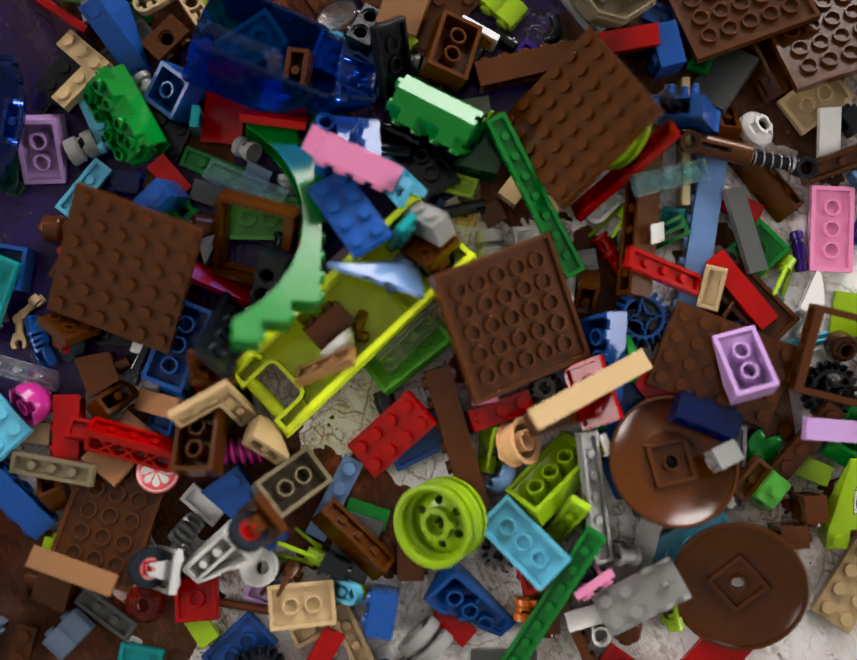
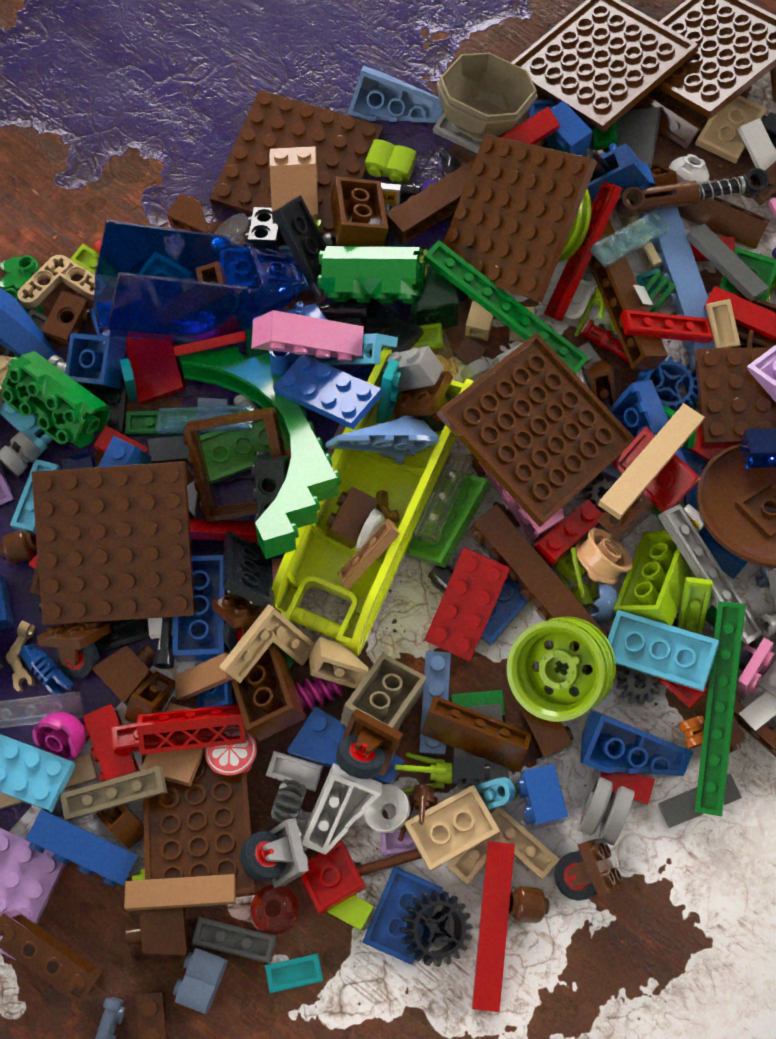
camera: 15 degrees left, 15 degrees down
(246, 149) = (191, 386): light grey wheel -> none
(465, 208) = (447, 350): black pin -> none

